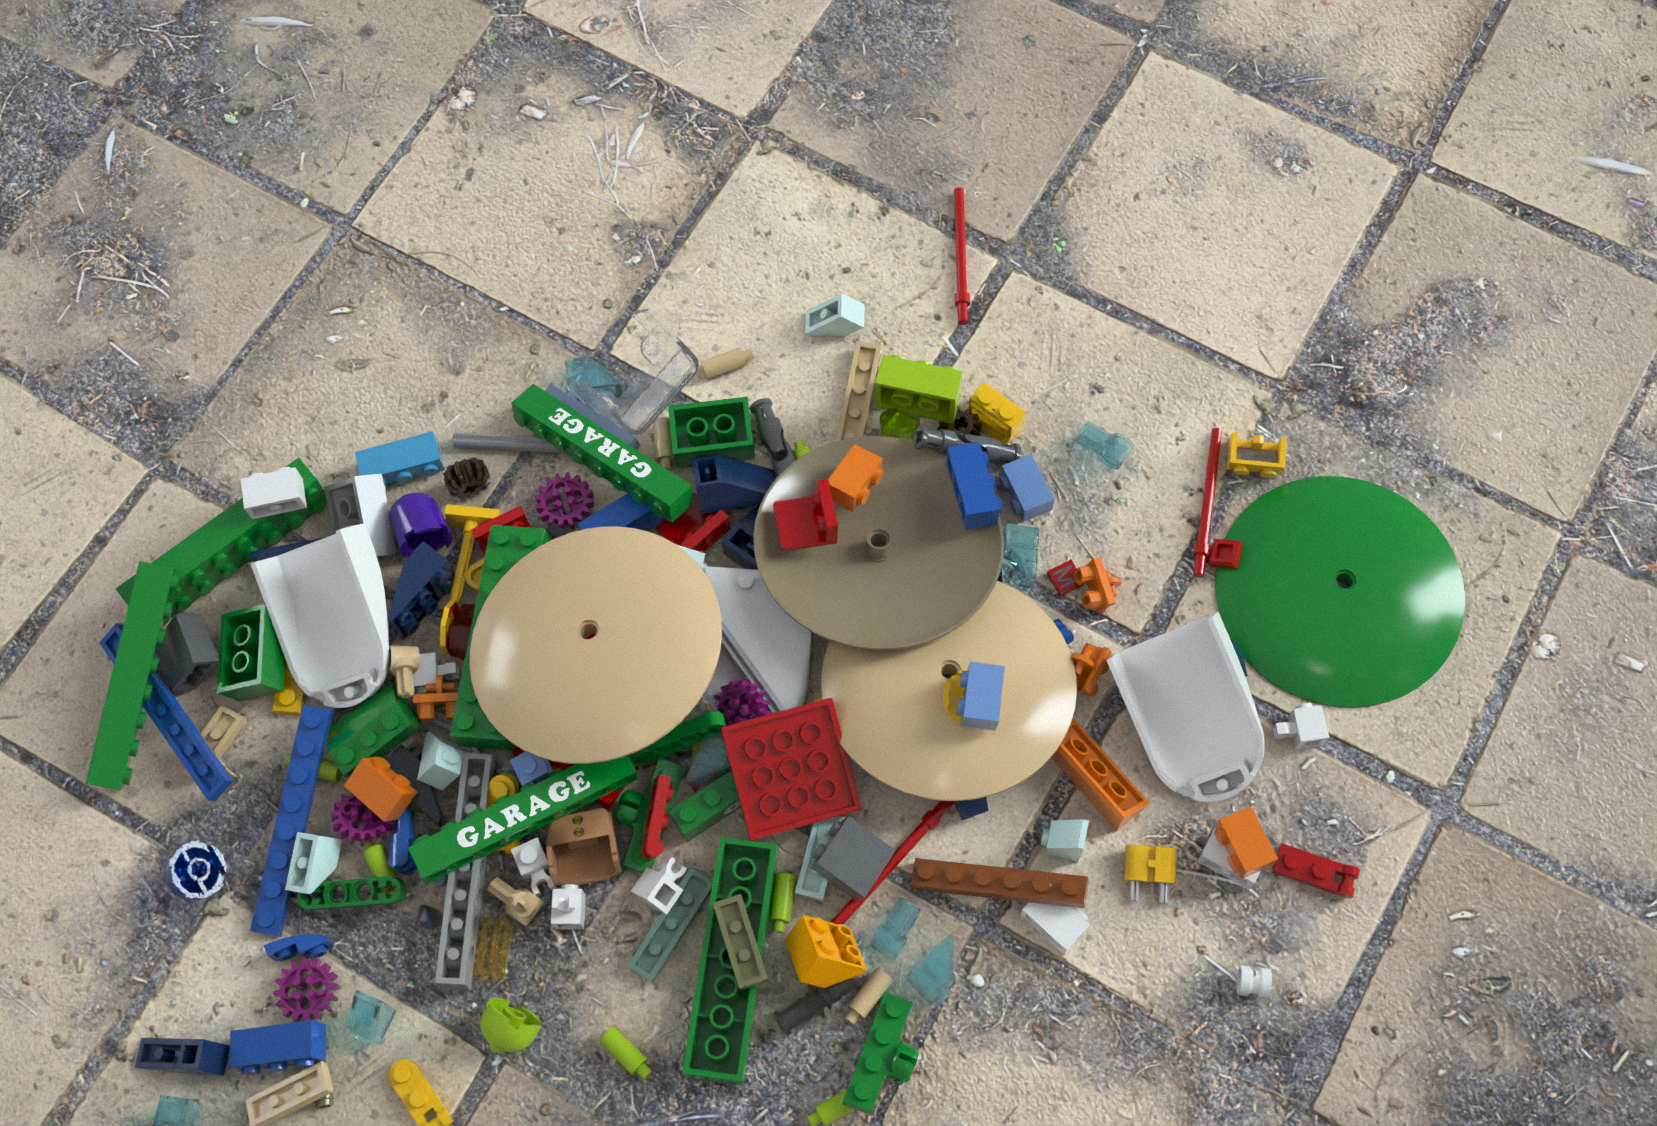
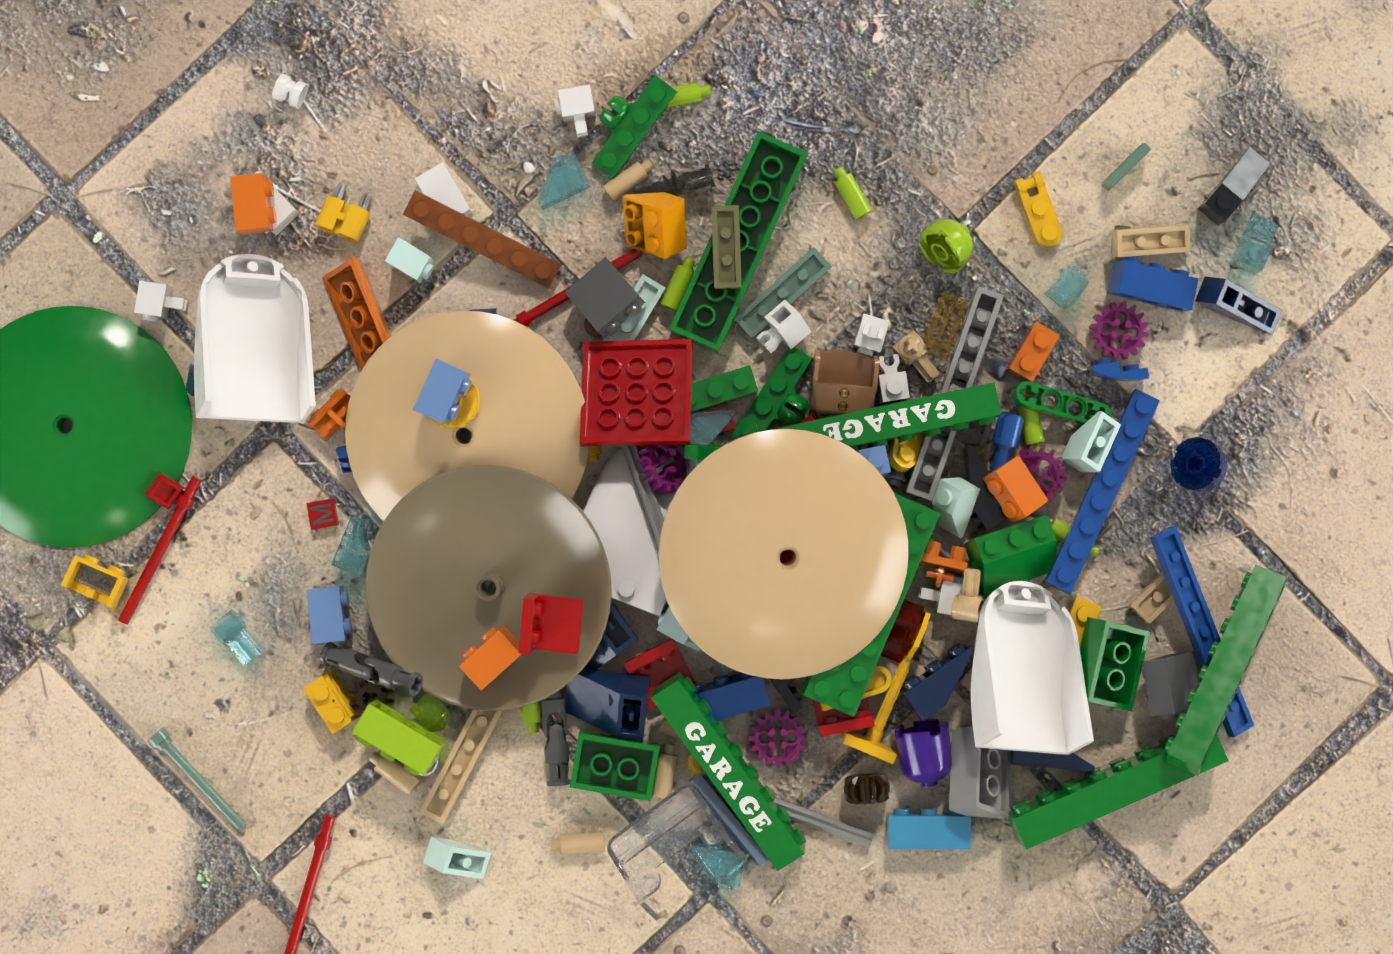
camera: 170 degrees left, 20 degrees up
(273, 492) = (1057, 812): white brick -> none
(394, 938) = (1032, 352): none -> orange brick
(656, 818) = (770, 388): red plate -> none
(892, 935) = (591, 225): clear light blue piece -> none
(947, 1058) = (576, 105): none -> white brick
(973, 485) = (380, 616): blue brick -> none
(1100, 585) = (293, 493): orange hips -> none
(1140, 339) = (162, 741): none -> sand green piece
(1315, 871) = (198, 172): red plate -> none

